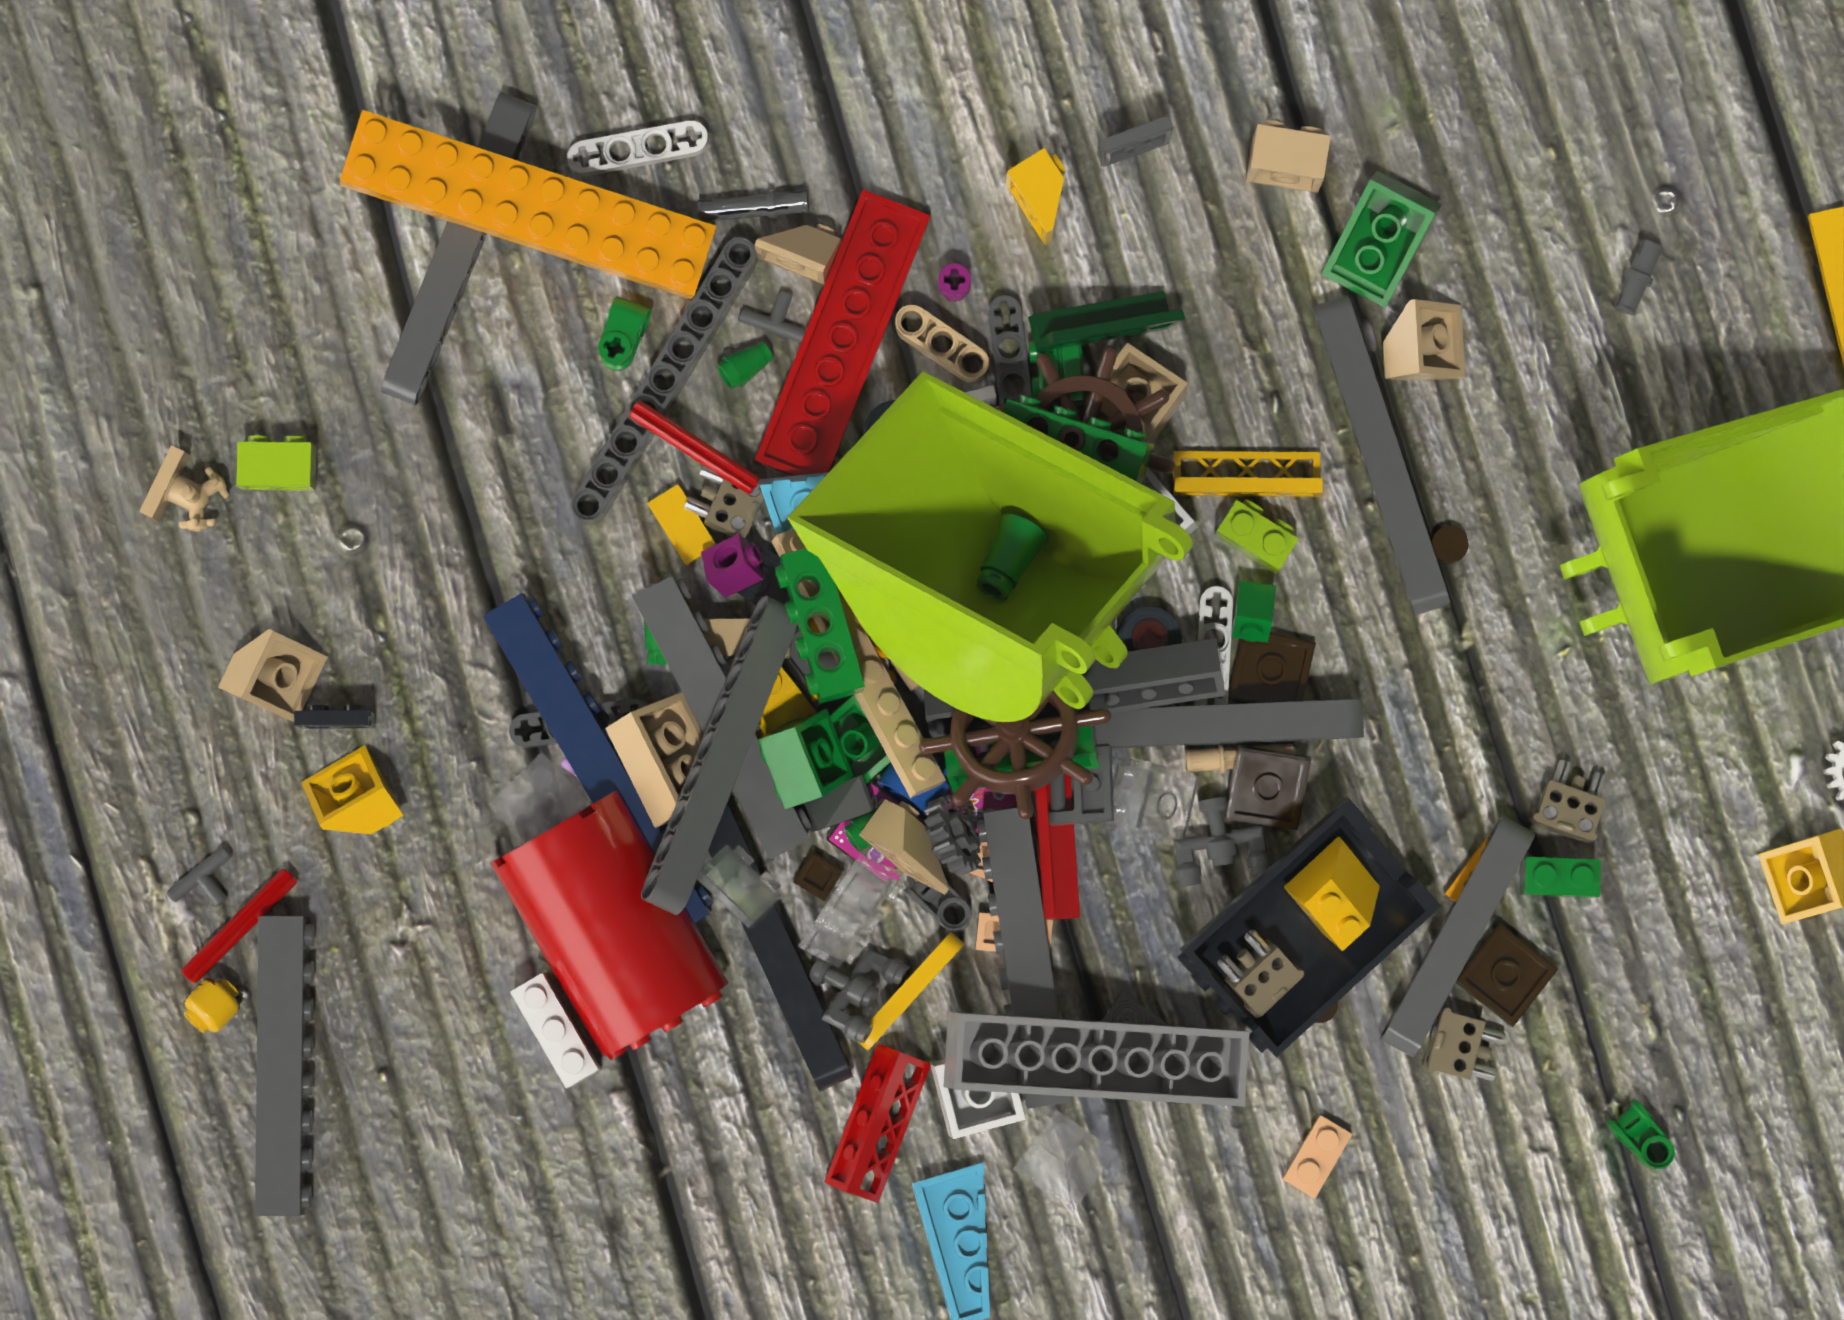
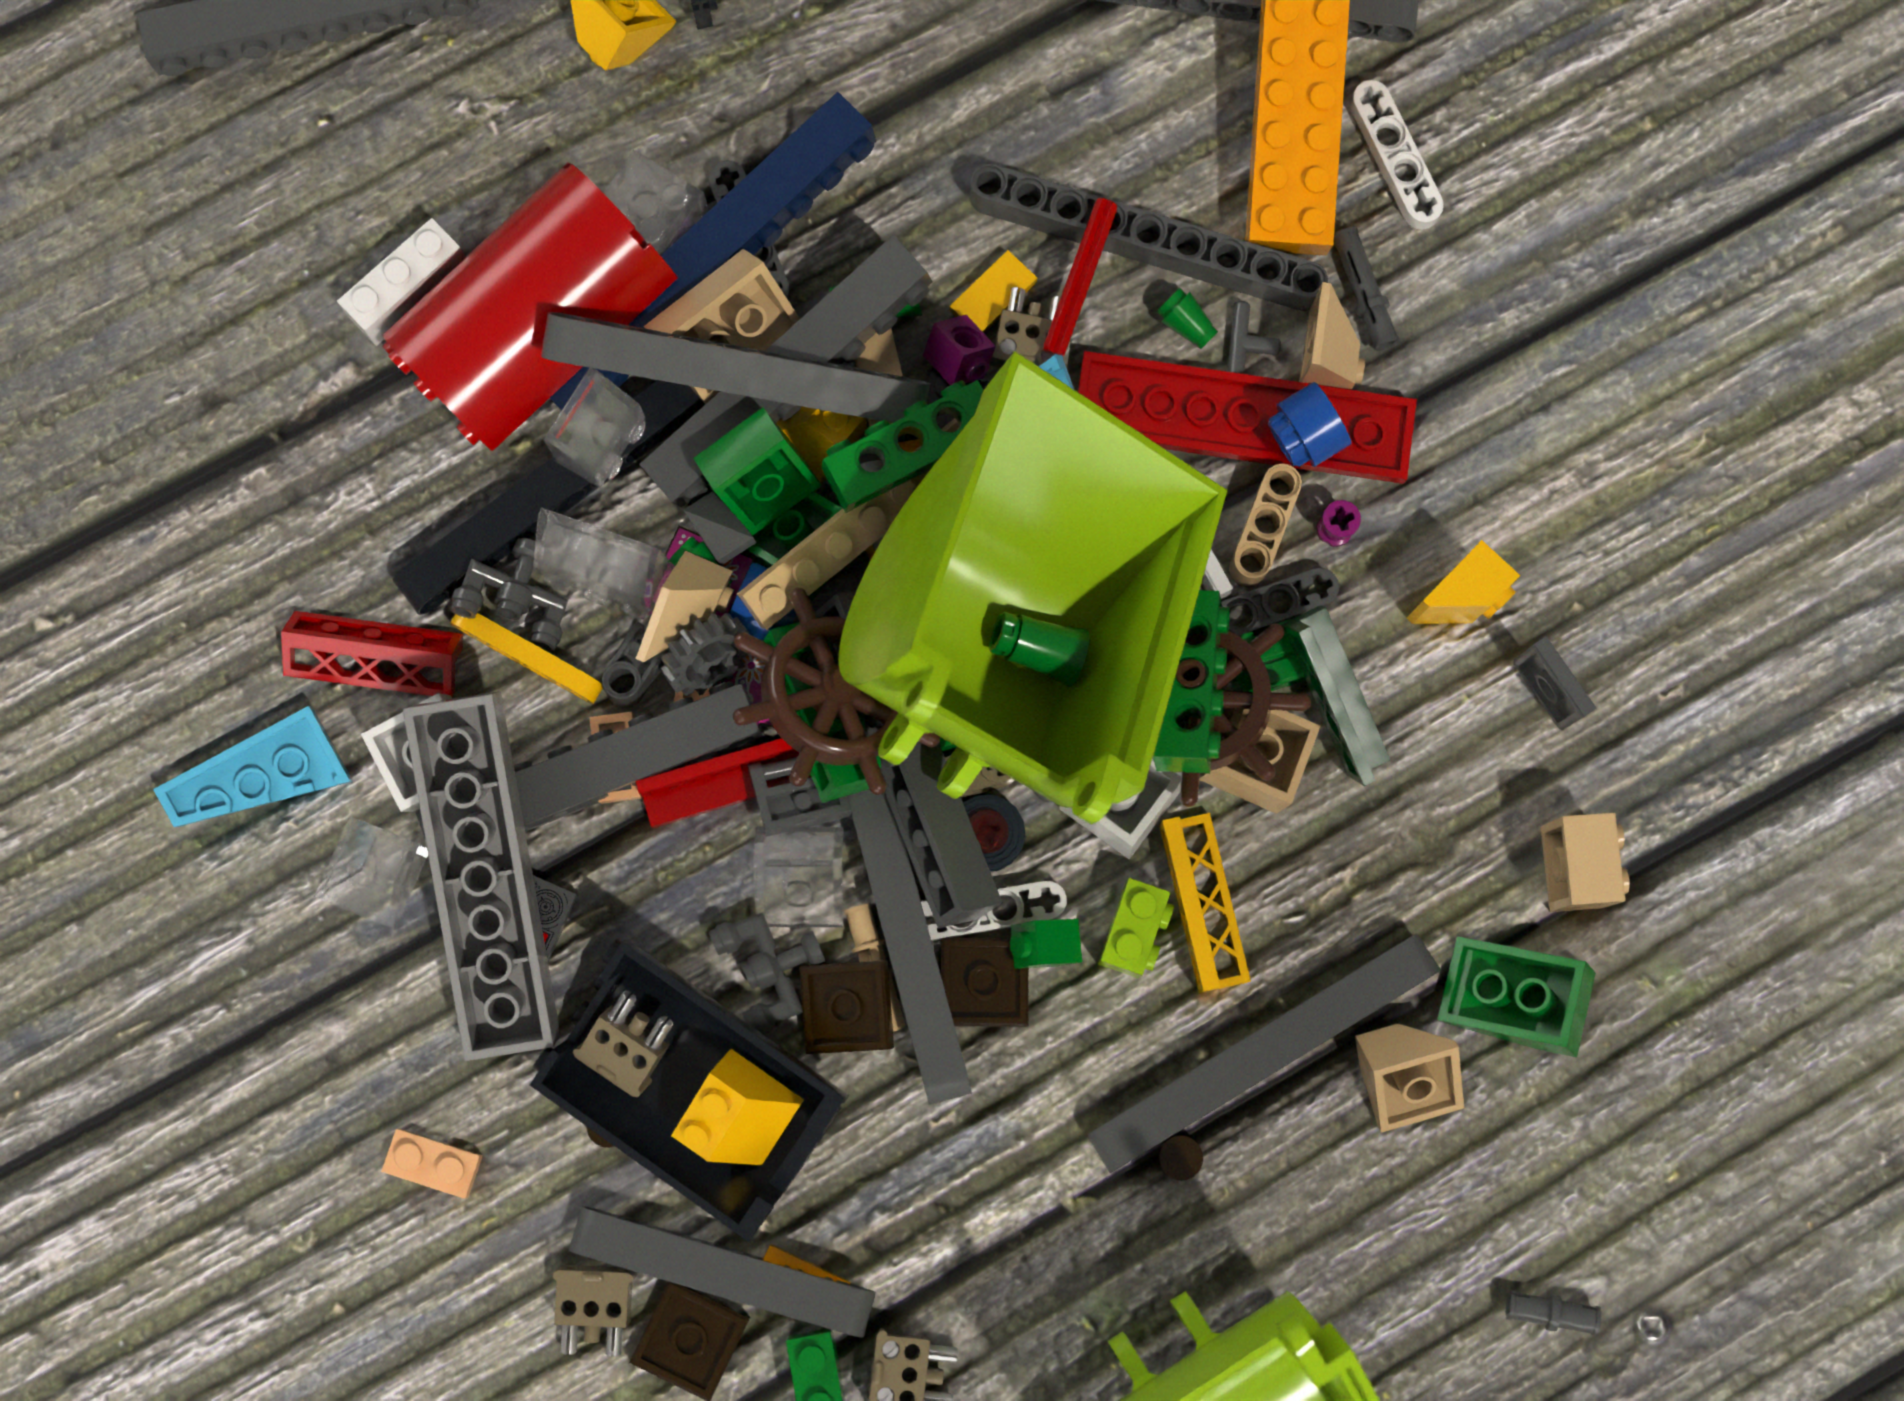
camera: 70 degrees right, 5 degrees down
(626, 327) = (1191, 183): green piece -> none
(818, 876) = (638, 523): dark brown tile -> none
(872, 288) = (1308, 427): none -> blue piece

